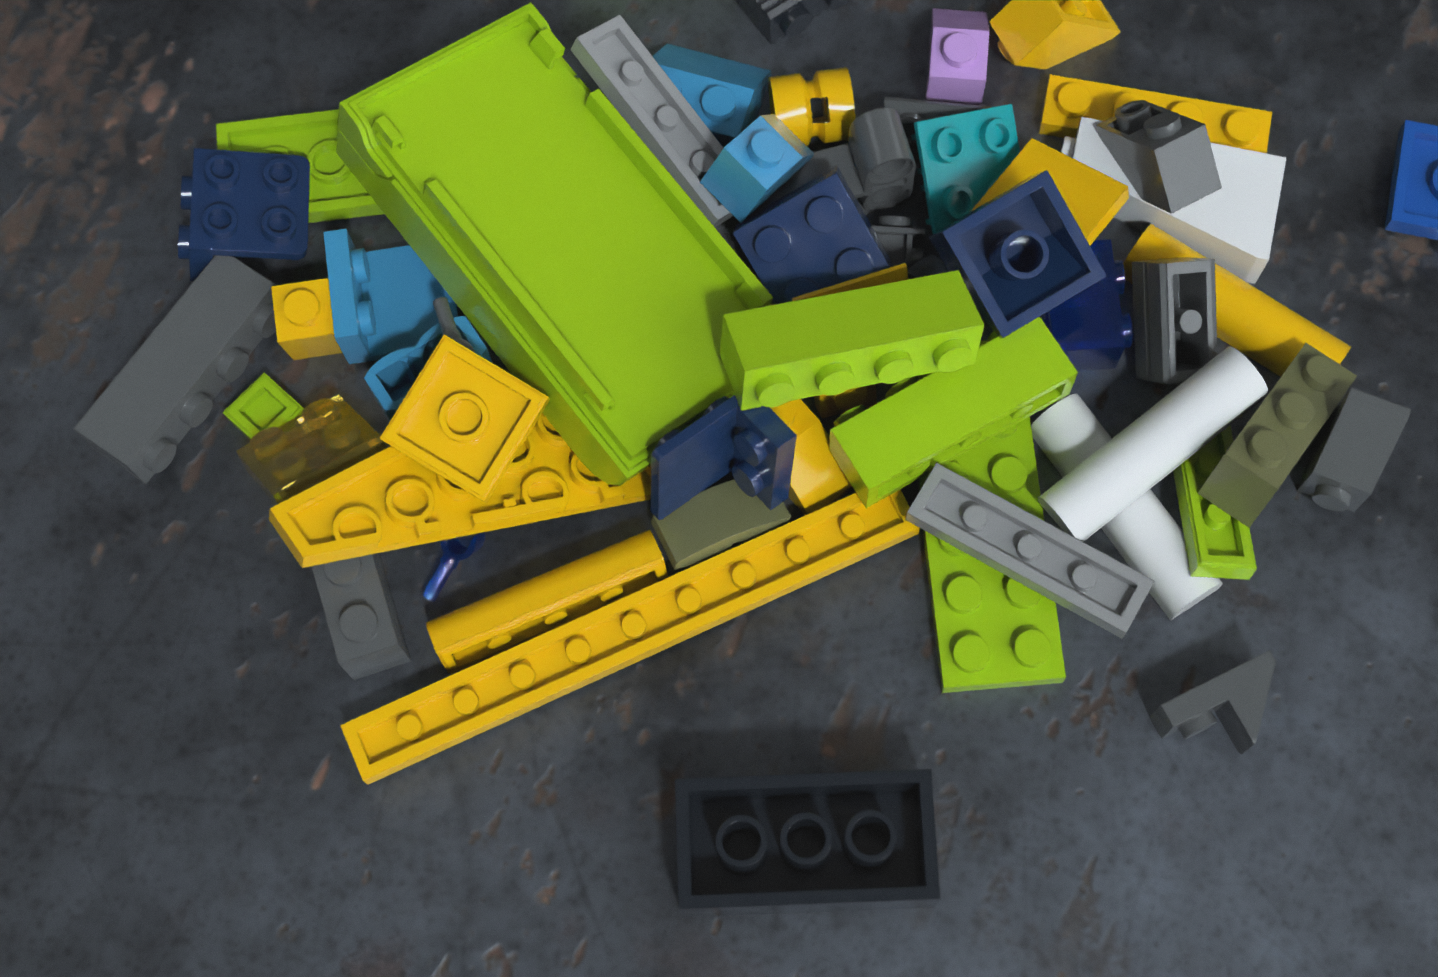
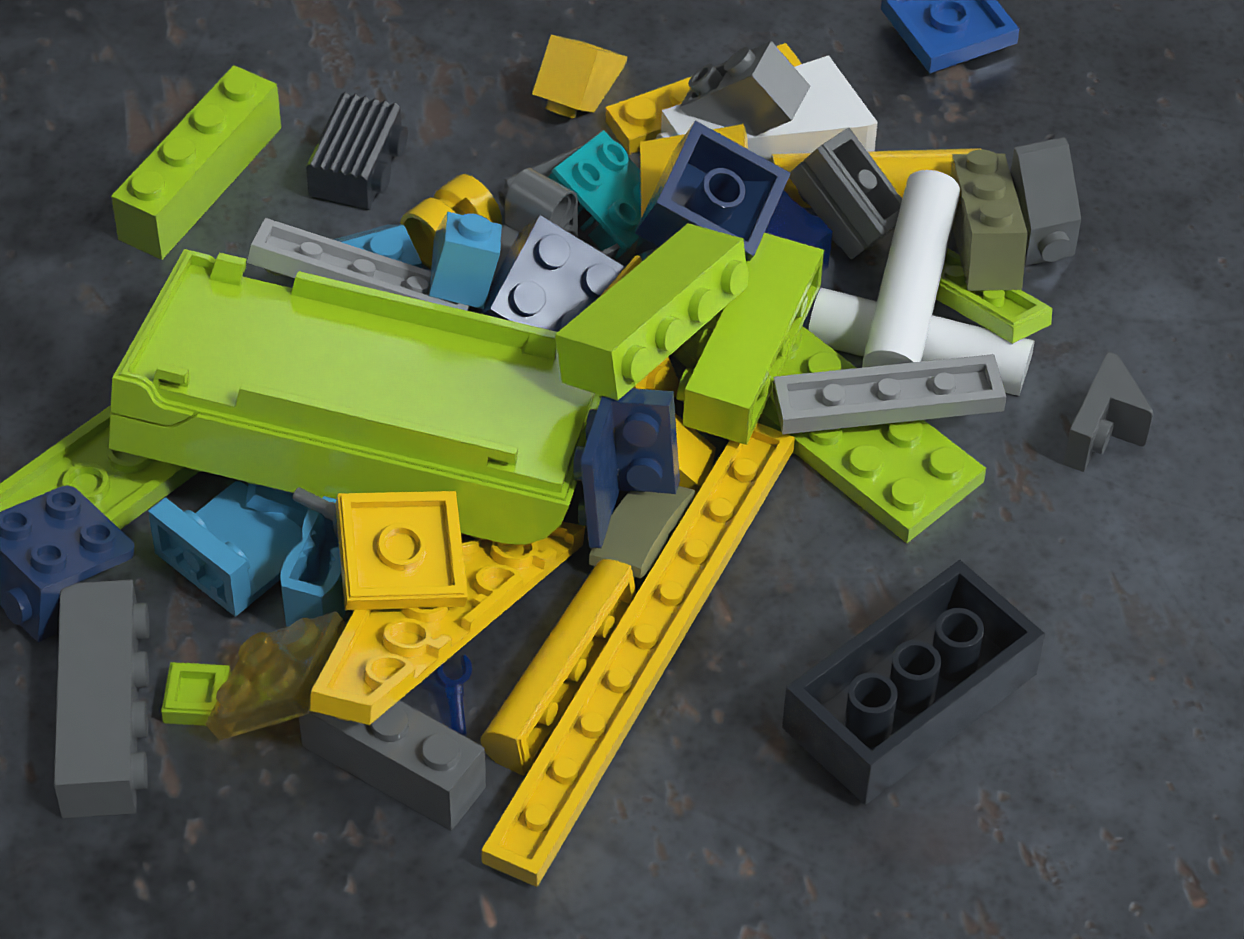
camera: 45 degrees left, 20 degrees down
(304, 319) = (182, 593): yellow brick -> none
(957, 56) = (527, 130): lavender slope -> none

